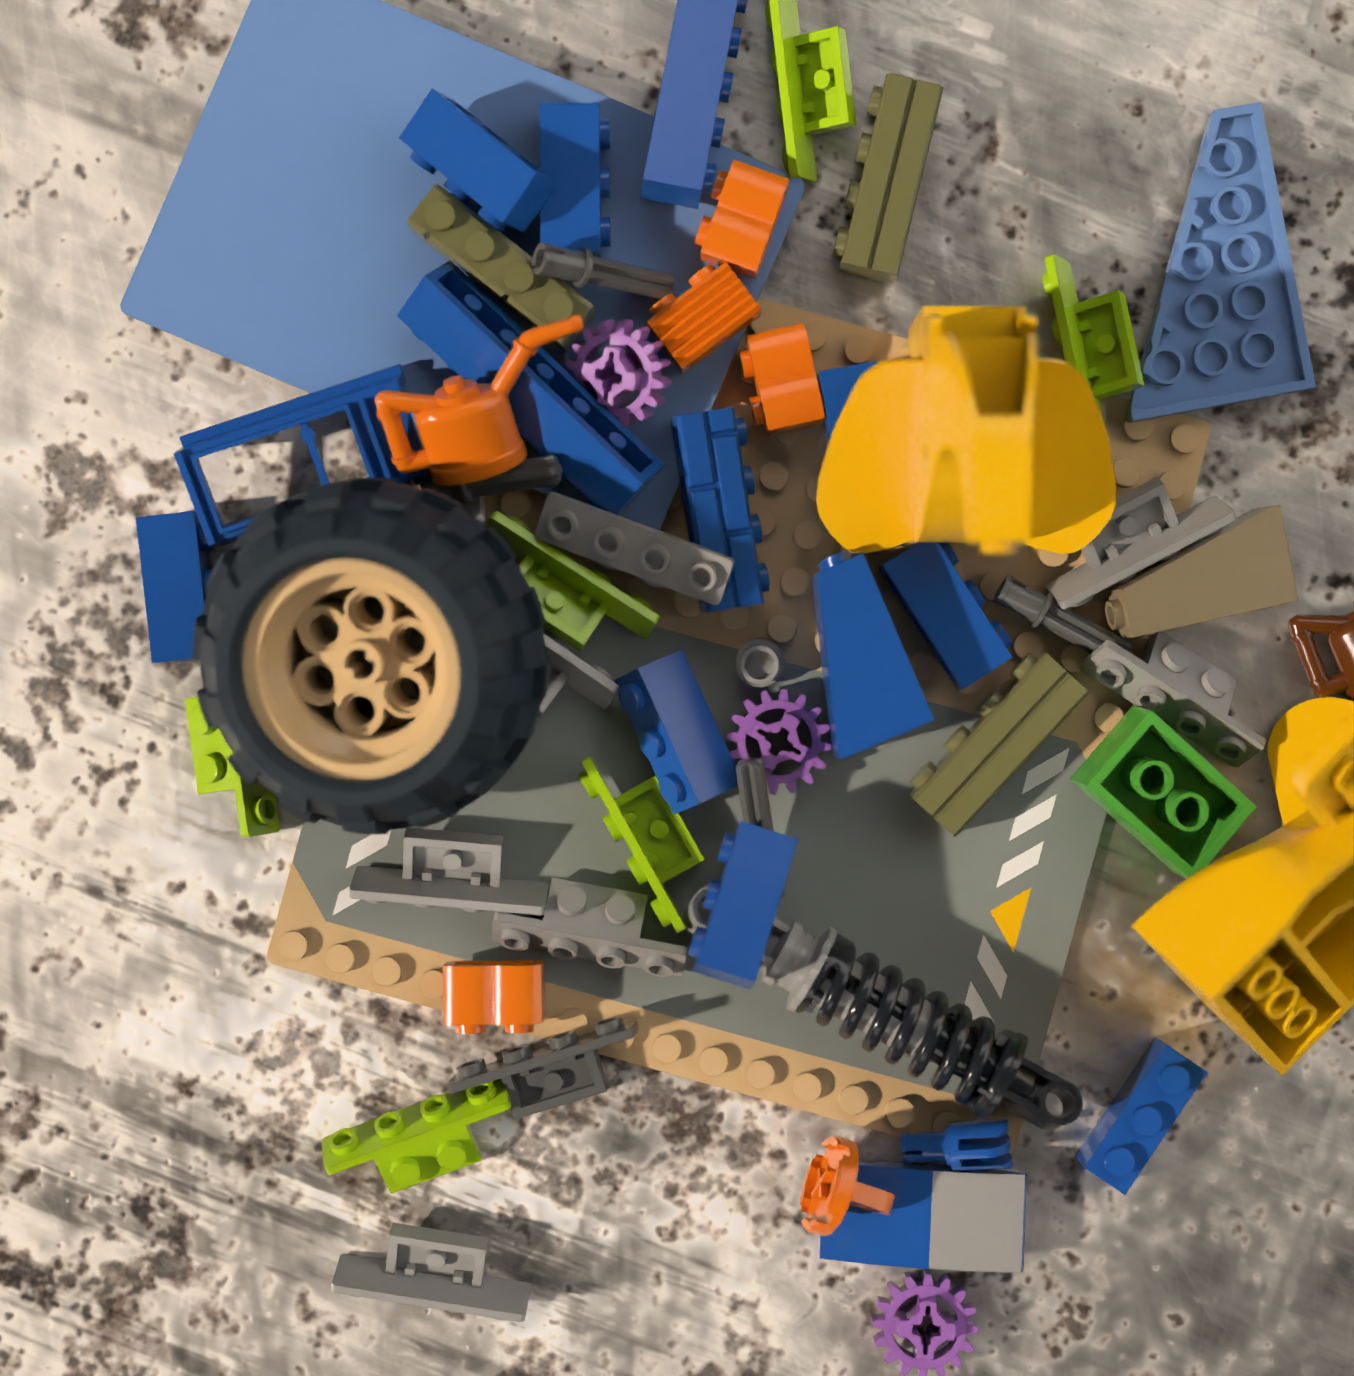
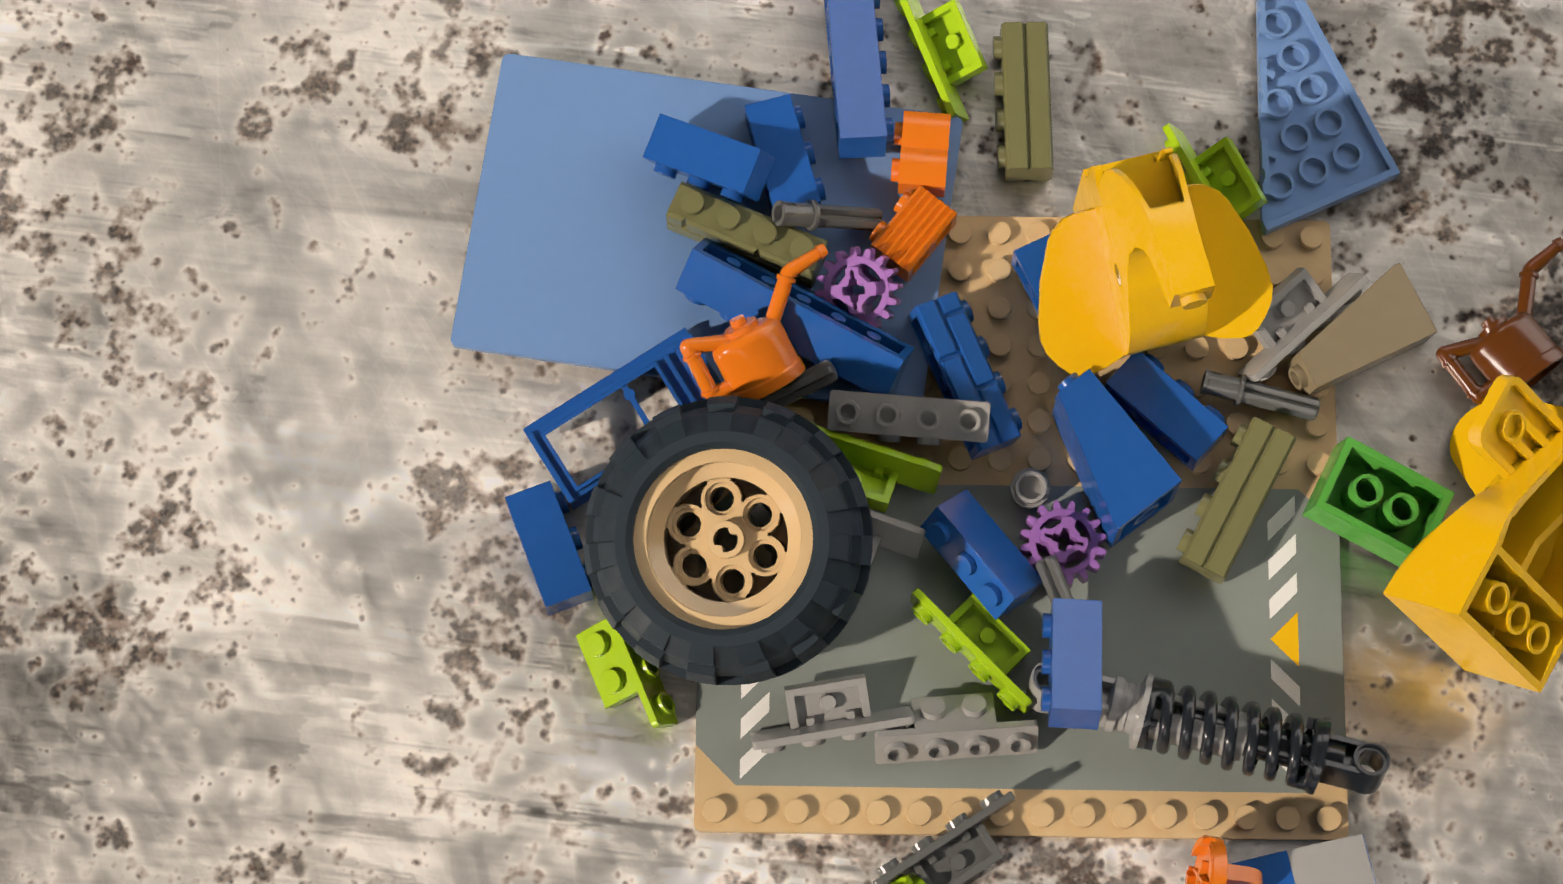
camera: 15 degrees left, 15 degrees down
(493, 993) = (891, 800): orange brick -> none
(783, 379) = (987, 266): orange brick -> none
(962, 1145) = (1295, 828): blue arm -> none
(1140, 1115) = (1440, 765): blue brick -> none
(1180, 690) = (1369, 420): light grey bracket -> none

